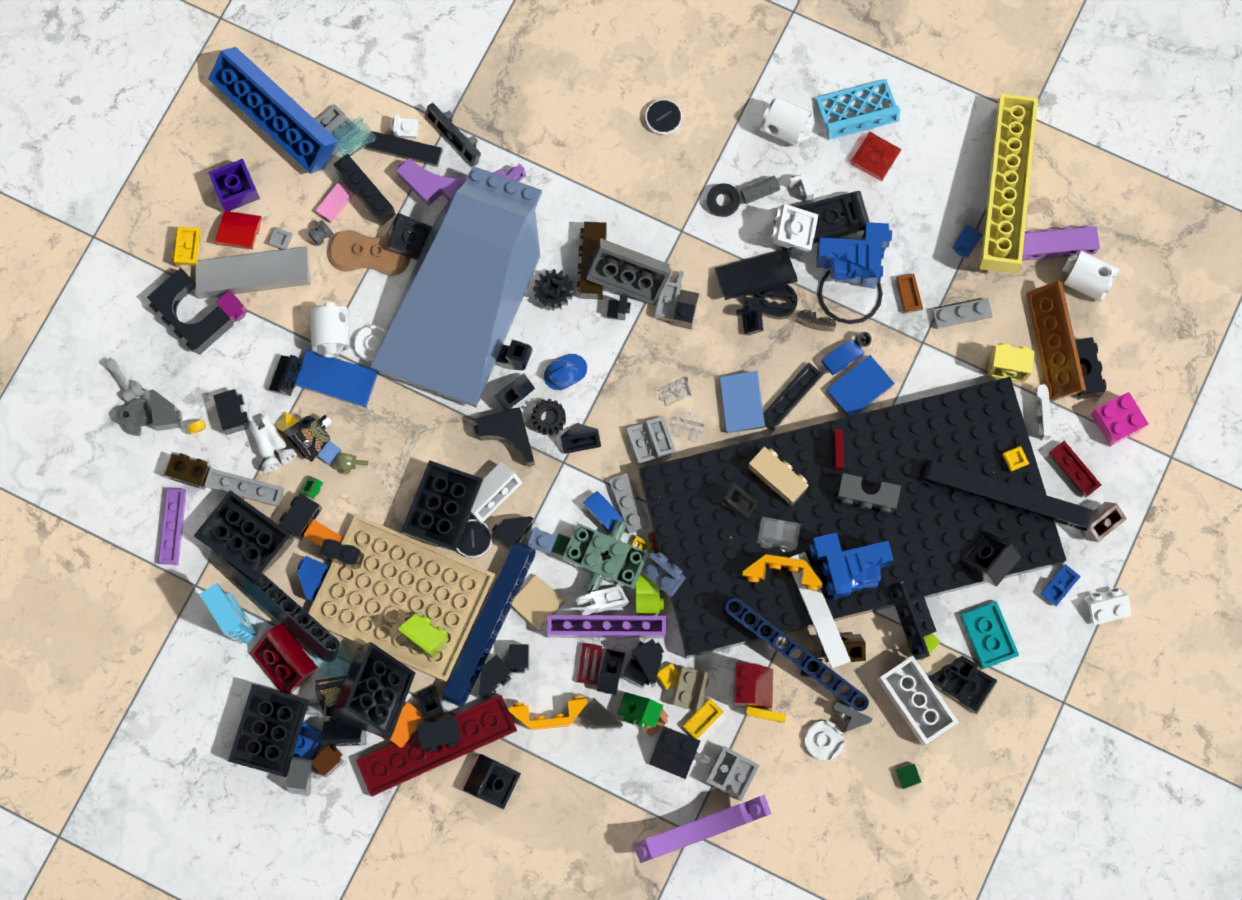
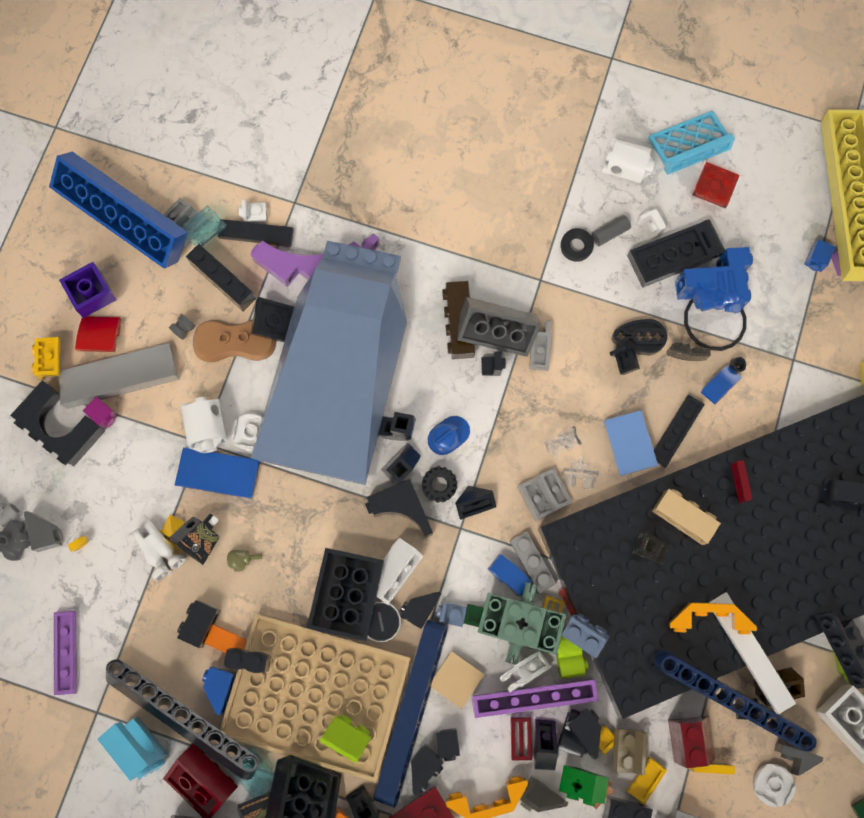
camera: 15 degrees left, 0 degrees up
(186, 475) = (74, 595): dark brown brick -> none
(231, 411) = (112, 522): black brick -> none
(244, 487) = (136, 600): light grey plate -> none
(244, 536) = (141, 656): black slope -> none
(280, 239) = (142, 338): light grey tile -> none
(286, 375) = (165, 476): black bracket -> none
(311, 487) = (206, 591): green plate -> none
(329, 452) = (220, 551): medium blue tile -> none
(334, 202) = (192, 294): bright pink tile -> none
(452, 134) = (312, 221): black hinge -> none
(560, 287) = (430, 349): black gear -> none
(663, 117) = (505, 172): black tile -> none
(685, 309) = (559, 357): black slope -> none
(755, 274) = (622, 314): black tile -> none
(778, 534) = (697, 577): clear brick -> none
(793, 227) = (655, 263): white plate -> none
(852, 568) = (778, 606): blue brick -> none
(860, 386) = (742, 412): blue tile -> none
(884, 500) = (762, 522): dark grey arch -> none
(909, 293) = (772, 313): dark orange tile -> none
(962, 313) = (827, 326): light grey plate -> none

